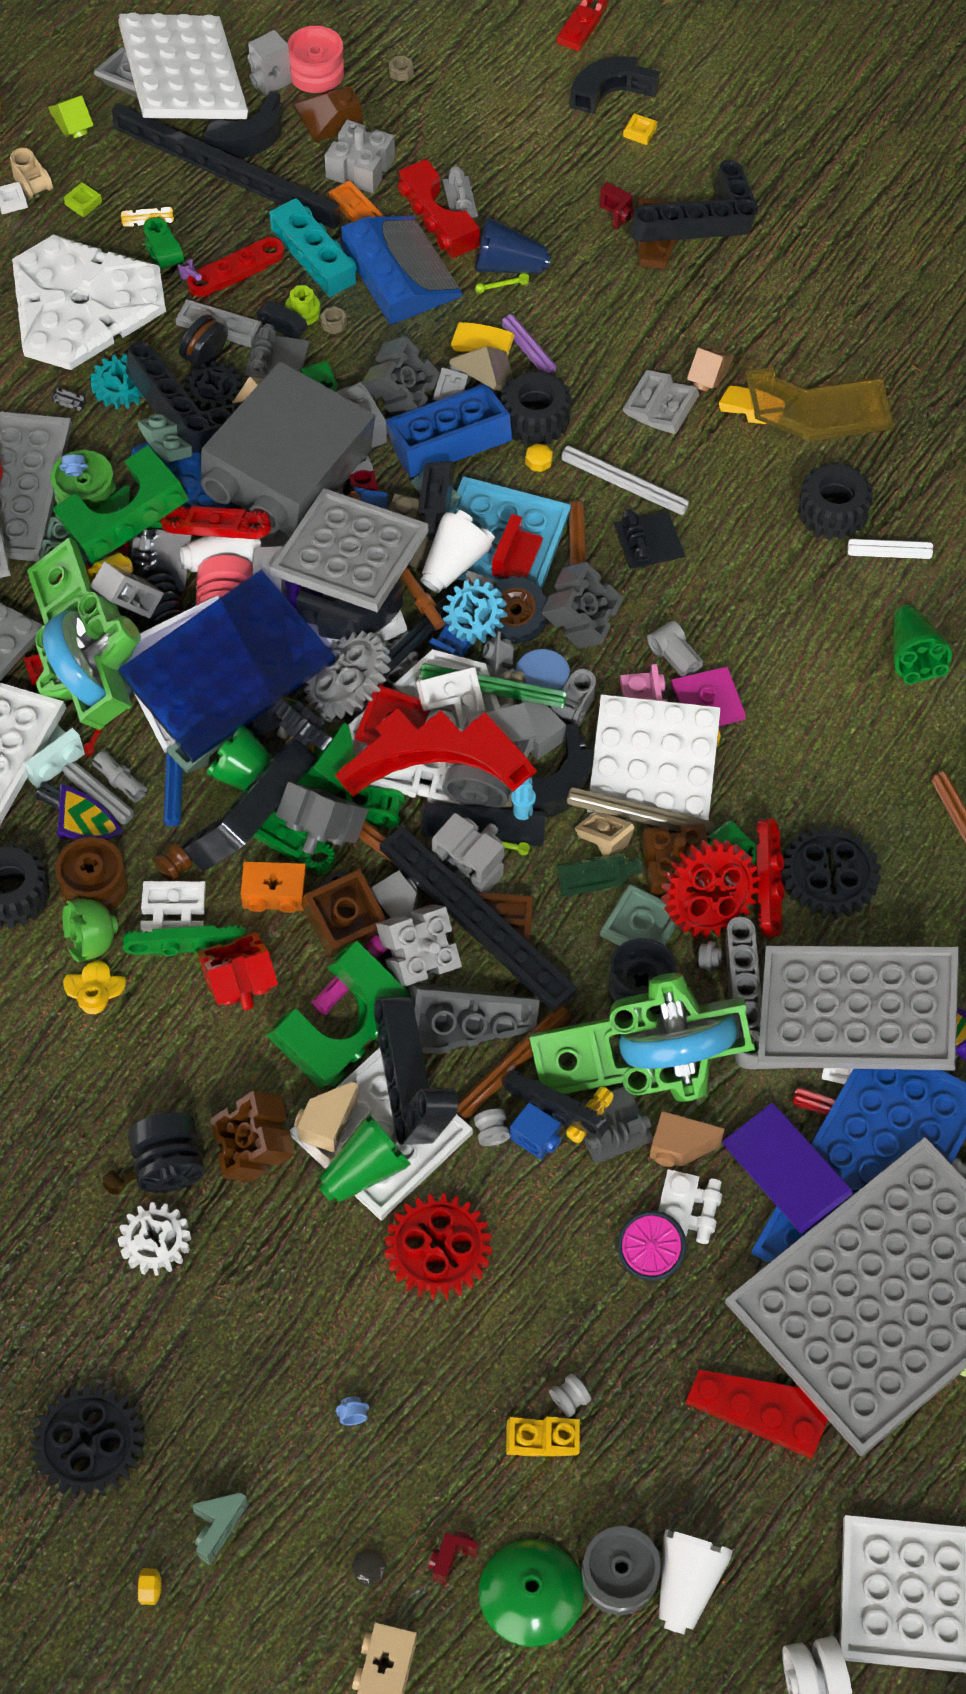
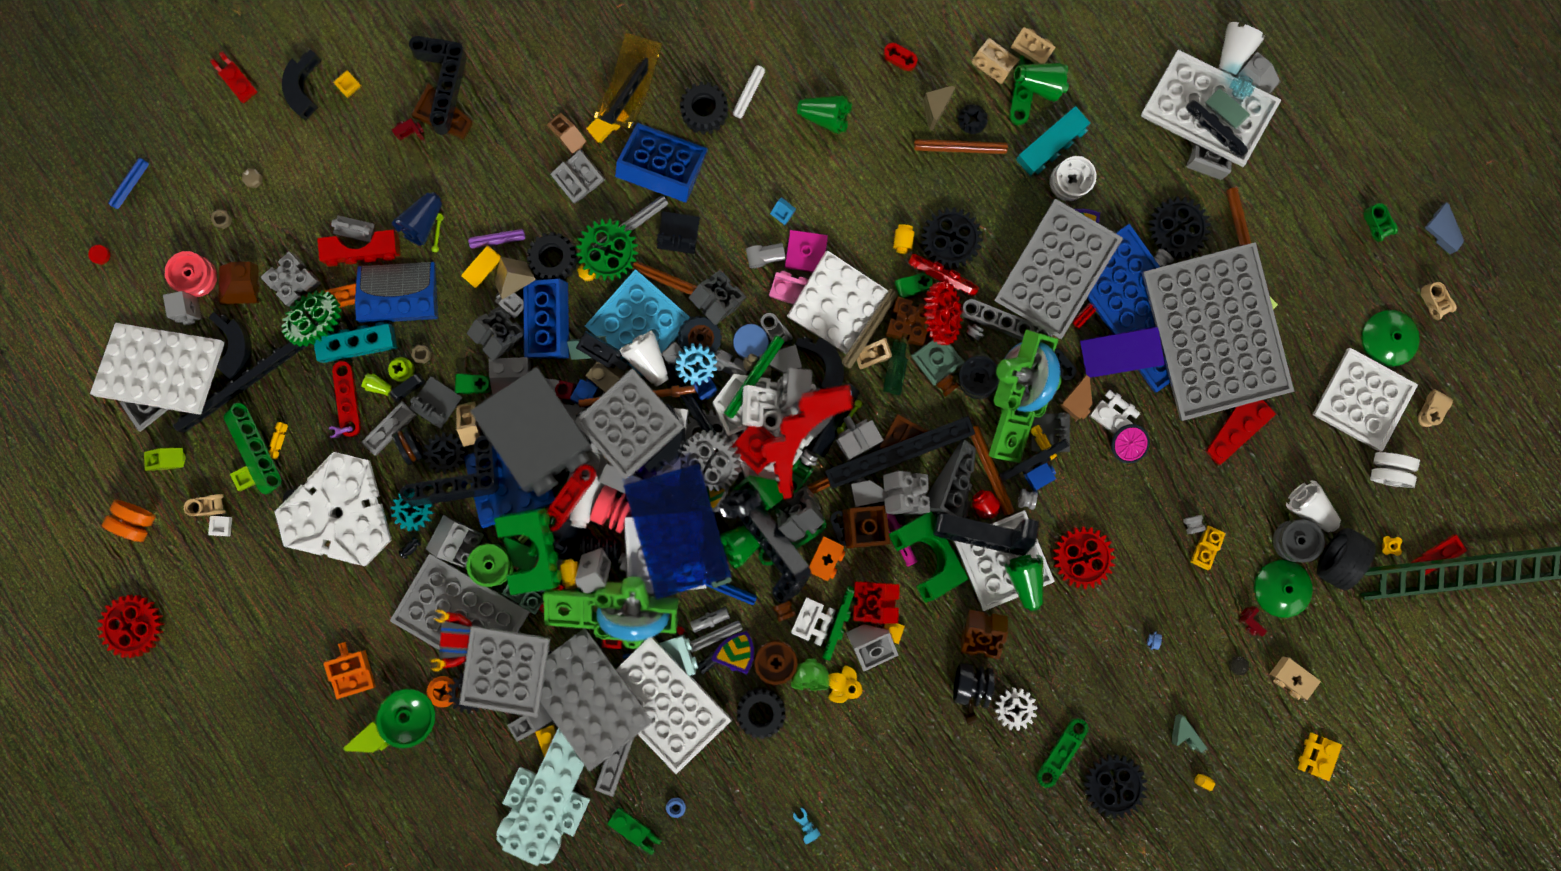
camera: 70 degrees left, 25 degrees up
(73, 465) = (480, 568): medium blue plate -> none
(103, 433) = (454, 541): none -> light grey slope
(111, 1339) = (1062, 752): none -> green plate
(114, 195) = (252, 439): none -> green beam
(161, 244) = (310, 441): green piece -> none
(163, 438) = (484, 503): sand green slope -> none
(166, 995) = (872, 645): none -> light grey slope
(203, 1021) = (895, 631): none -> yellow plate
(269, 284) = (375, 384): none -> lime cone
(320, 182) = (299, 327): none -> green gear
(327, 1117) = (990, 589): tan slope -> none
(412, 809) = (809, 458): none -> light grey plate
(456, 1069) = (985, 504): none -> red head
(468, 80) = (252, 178): none -> dark tan tile
(515, 551) = (659, 318): red panel -> none
(553, 462) = (600, 266): none -> green gear
(609, 942) = (947, 385): none -> reddish brown wheel
(625, 1650) = (1346, 559): none -> black tyre
(716, 1094) = (1063, 360): none -> black beam
(732, 481) = (660, 162): none -> blue slope
(748, 646) = (783, 211): none -> dark azure plate
(794, 810) = (903, 238): none -> yellow brick
(801, 395) = (625, 92): none -> black slope

